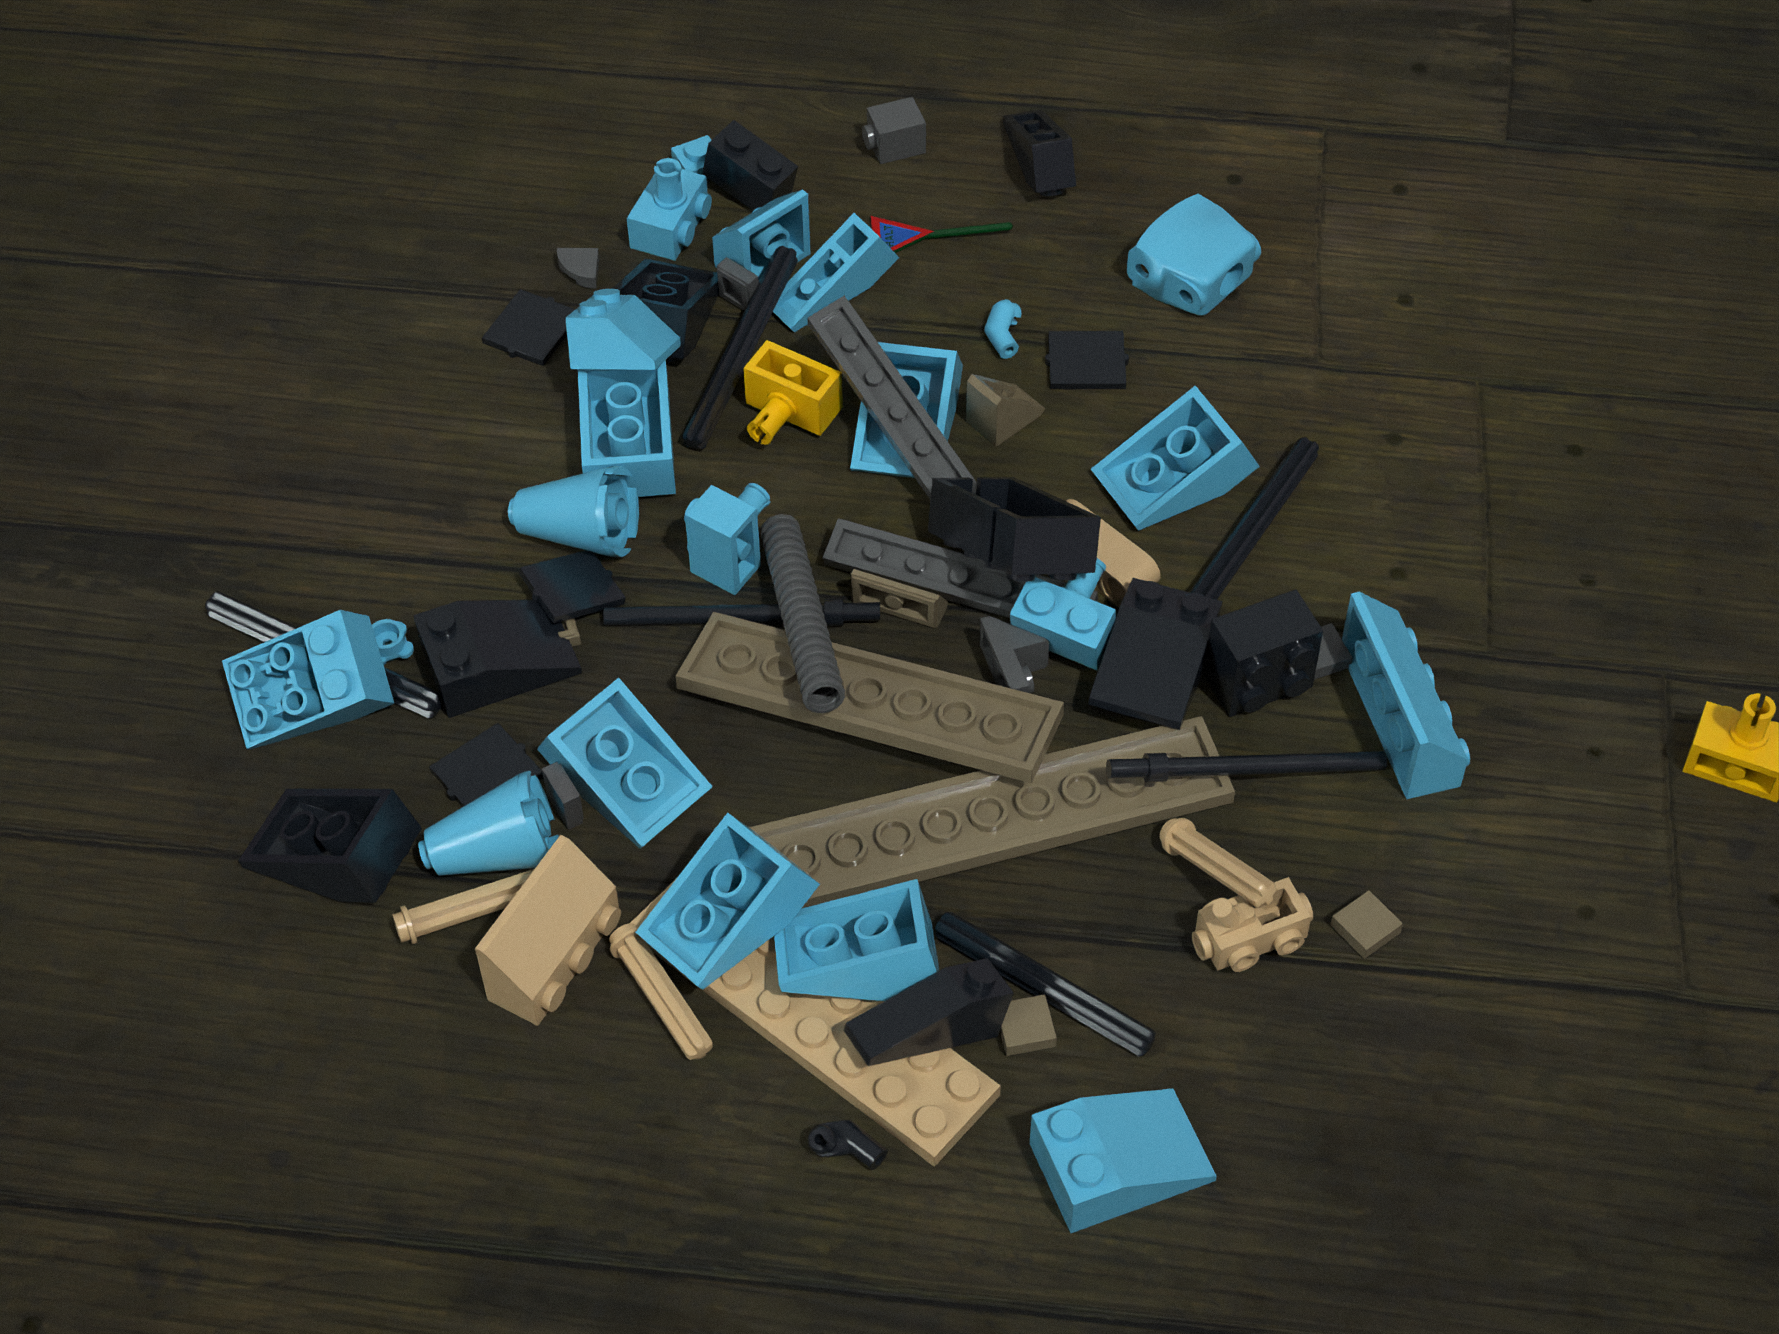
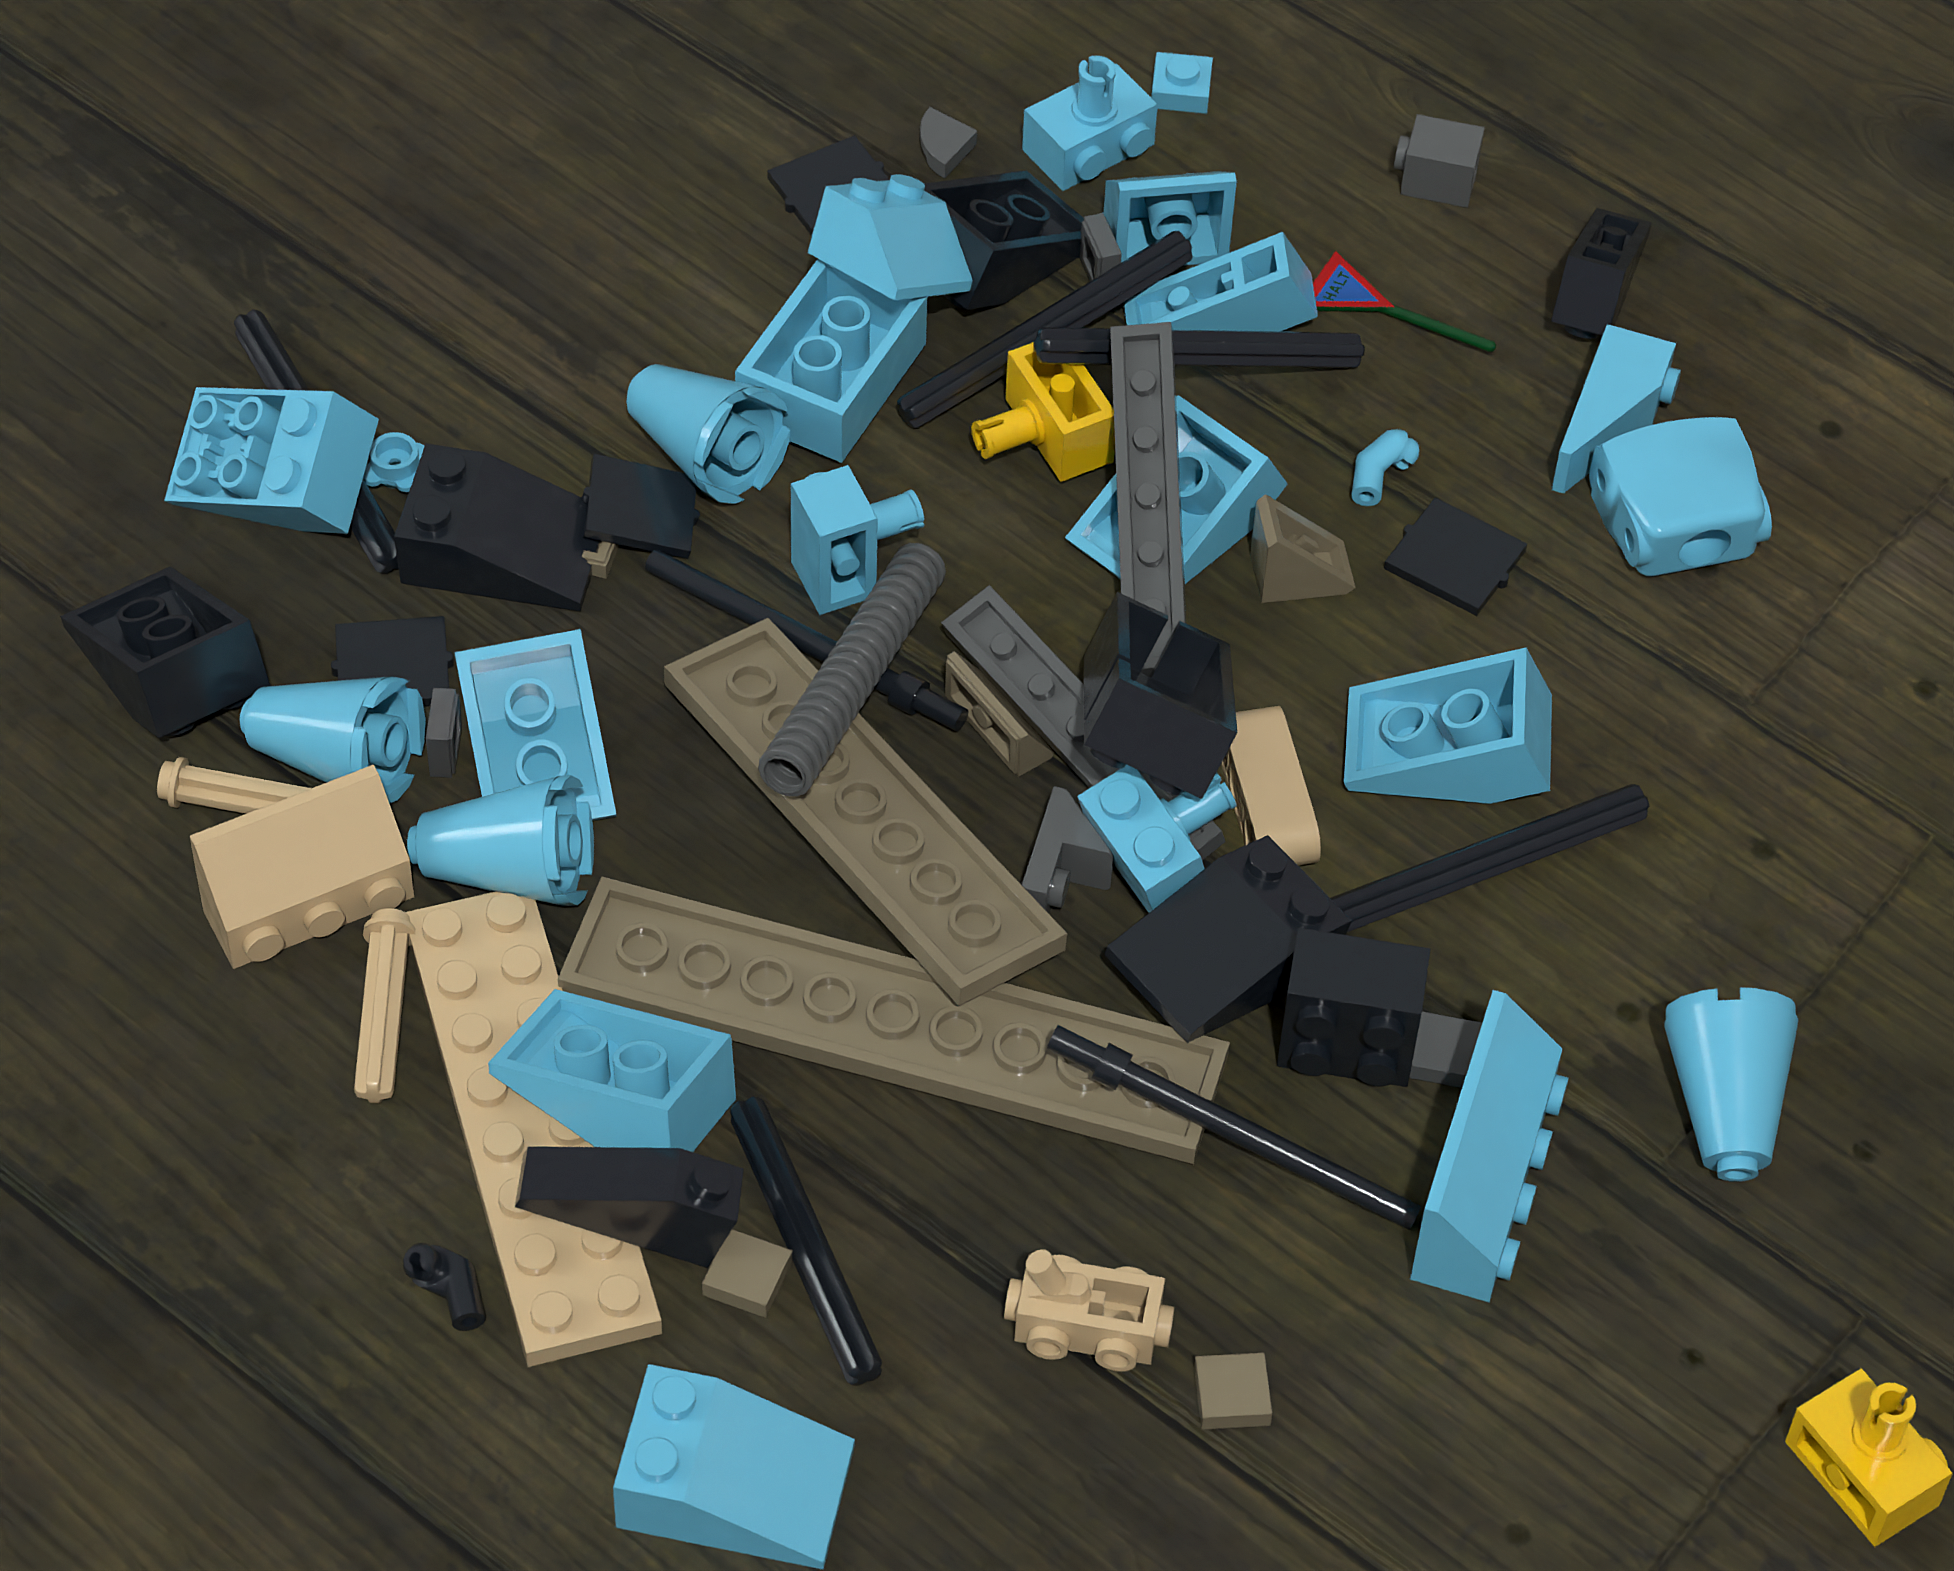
camera: 30 degrees right, 0 degrees up
(658, 839) = (511, 842): none -> medium azure cone
(726, 903) = (510, 942): medium azure slope -> none
(748, 167) = (1219, 118): black brick -> none
(864, 303) = (1211, 348): none -> black axle
(1107, 214) = (1619, 396): none -> medium azure slope
(1182, 839) = (1092, 1169): tan axle -> none
(1498, 574) = (1733, 1073): none -> medium azure cone

